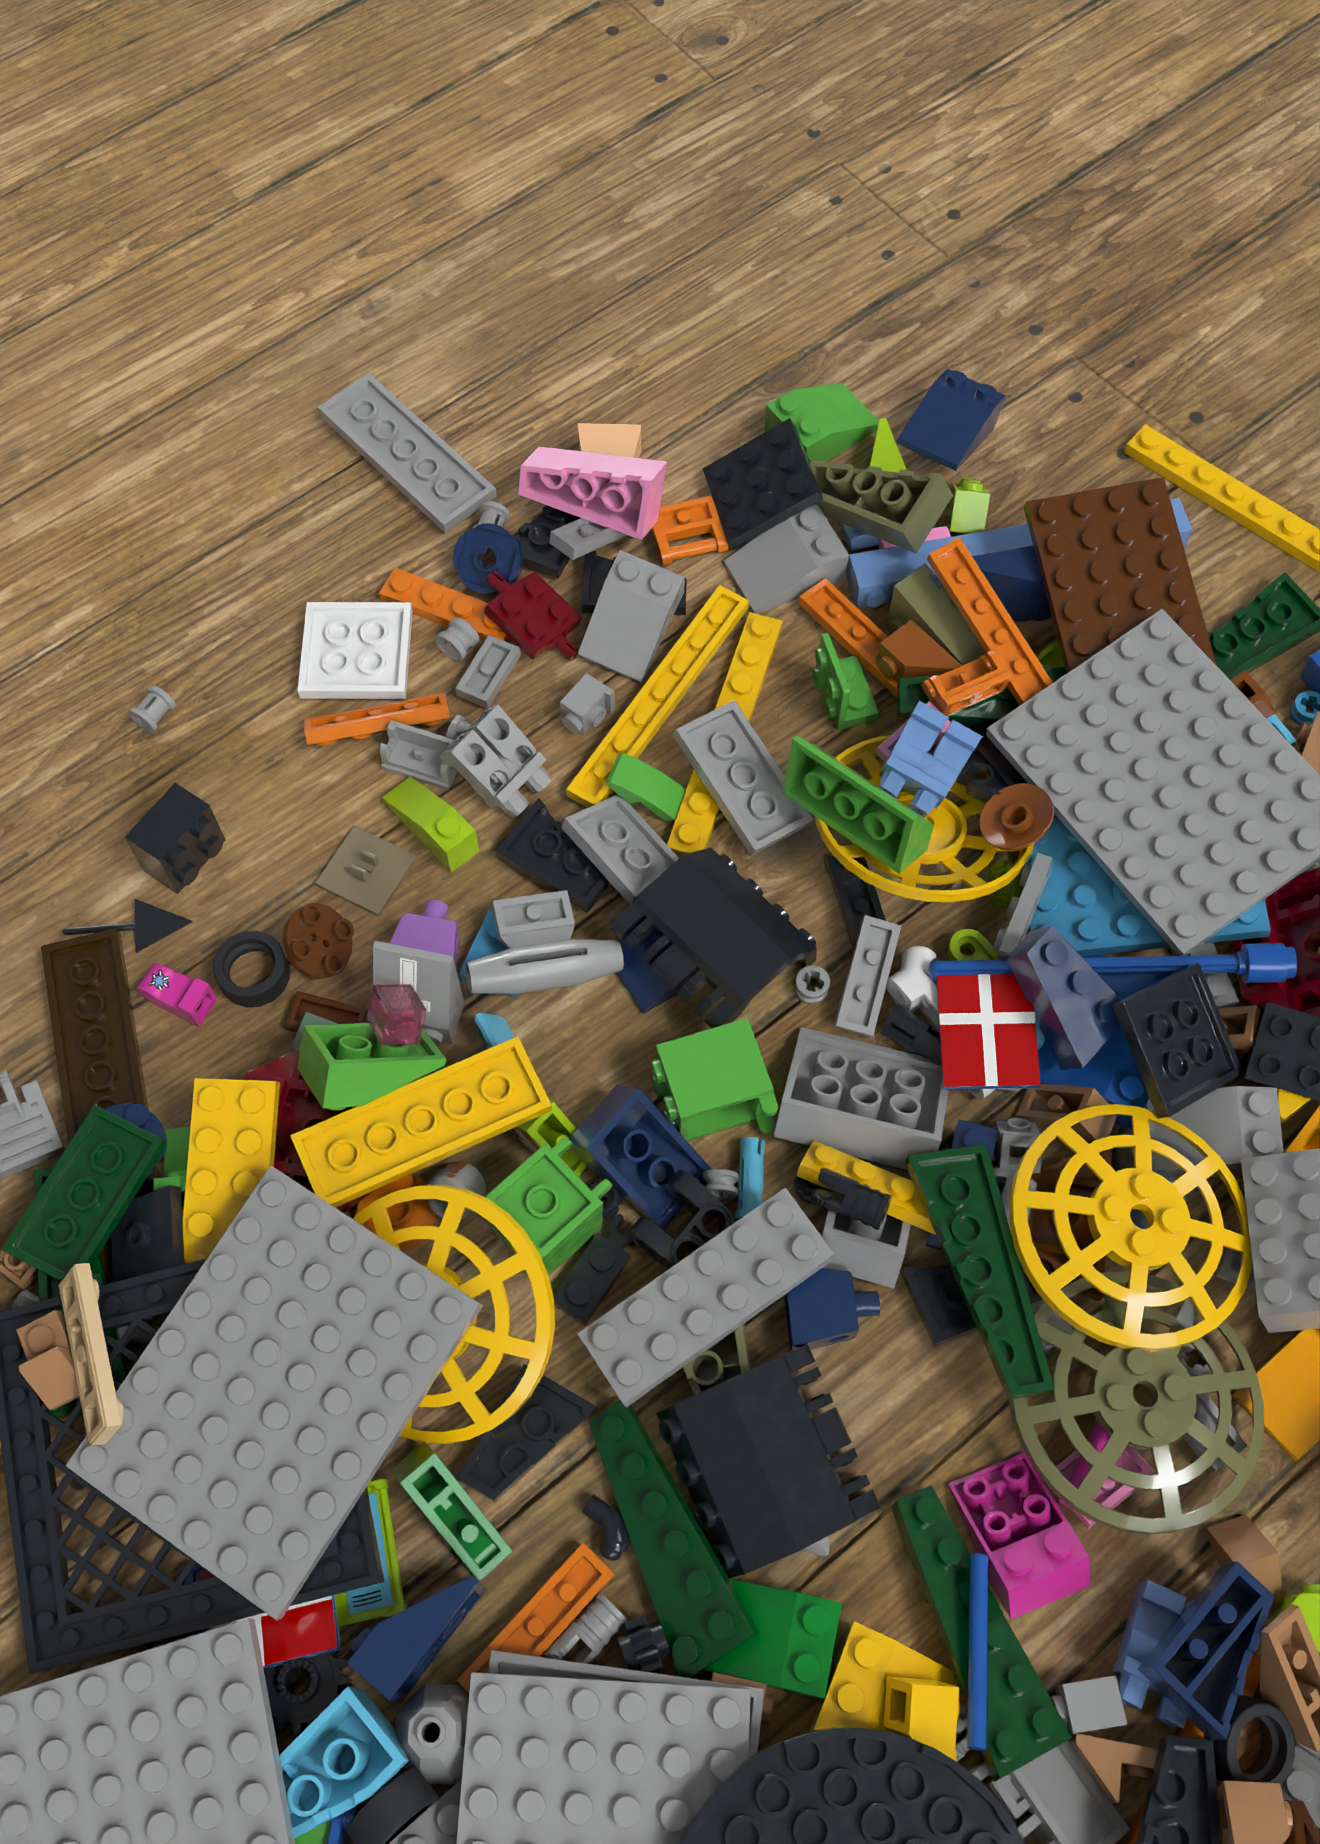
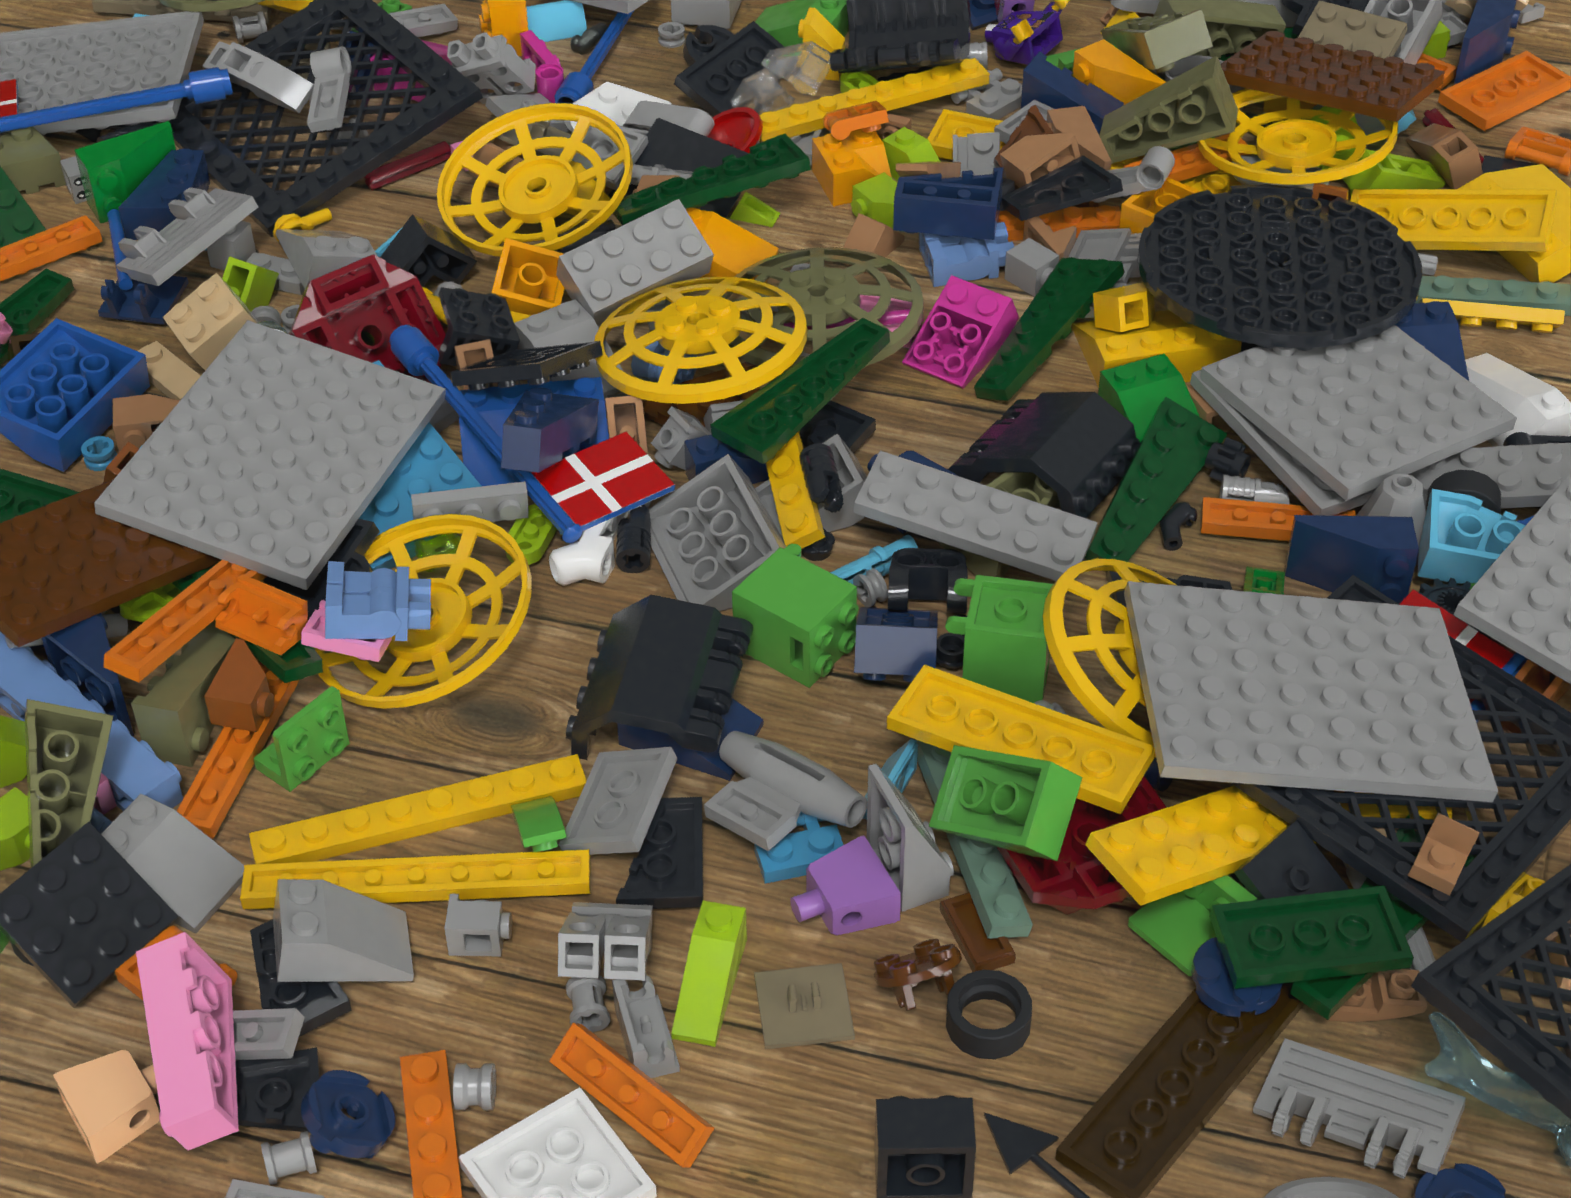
camera: 125 degrees left, 20 degrees down
(100, 1406) = (1415, 805): tan plate -> none
(177, 993) = (1067, 1052): dark pink leg -> none
(396, 1014) = (950, 796): clear pink brick -> none
(488, 671) = (494, 1037): light grey plate -> none
(533, 615) = (393, 1035): dark red plate -> none
(741, 777) = (472, 754): light grey plate -> none
(853, 895) = (540, 628): black plate -> none
(855, 806) = (464, 617): bright green slope -> none
(867, 976) = (607, 583): light grey plate -> none
(977, 1652) = (1059, 301): blue bar -> none
(1006, 810) = (391, 514): dark orange dish -> none

